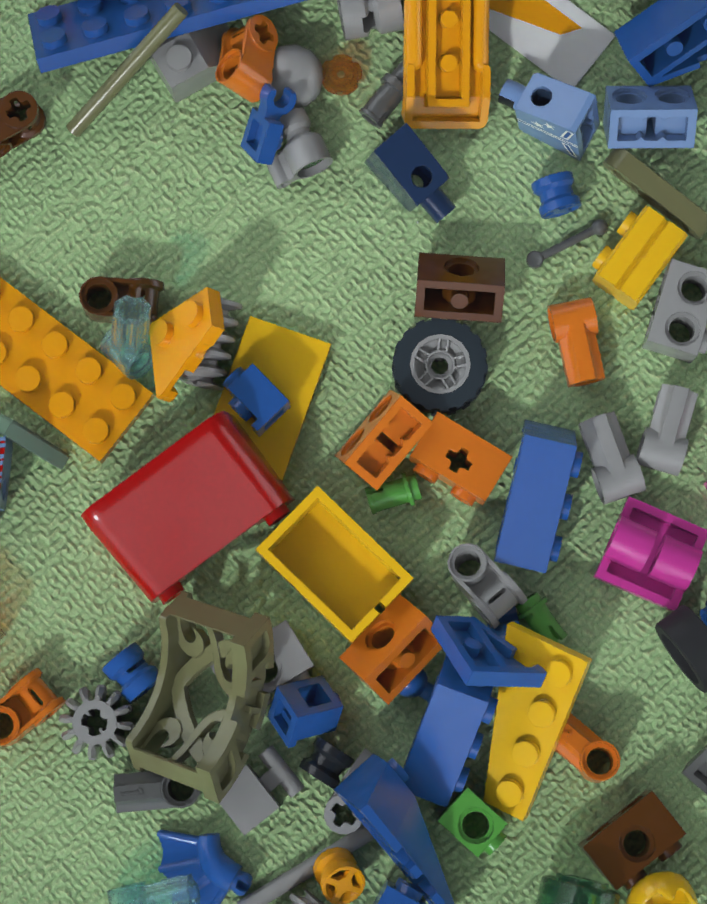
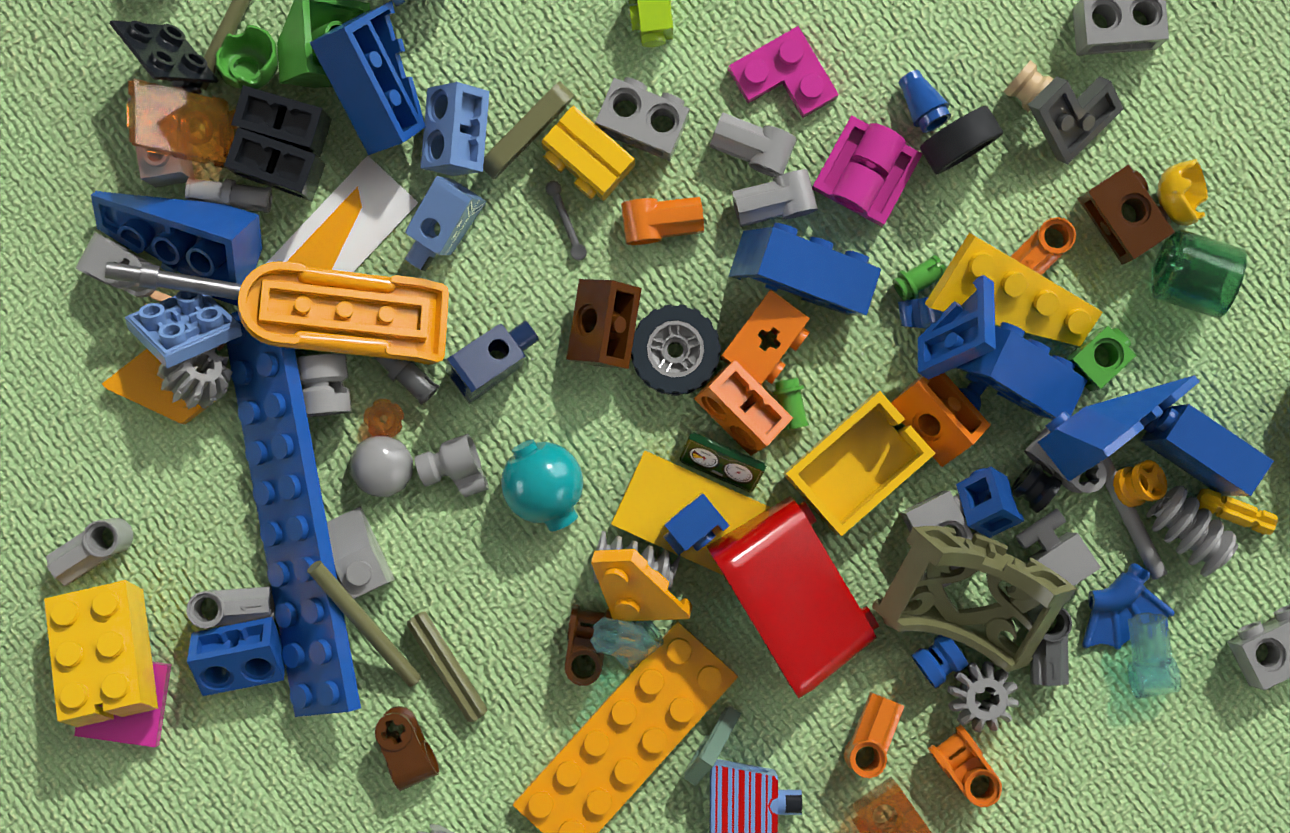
camera: 85 degrees left, 5 degrees up
(52, 609) = (874, 730): none -> orange piece
(89, 161) = (447, 666): none -> olive axle
(248, 57) = (365, 509): orange piece -> none
(264, 130) = (433, 497): blue plate -> none
(286, 240) = (542, 484): none -> teal brick
(325, 426) = (722, 462): none -> slope
(489, 589) = (887, 324): light grey piece -> none
(556, 195) = (520, 225): blue wheel -> none

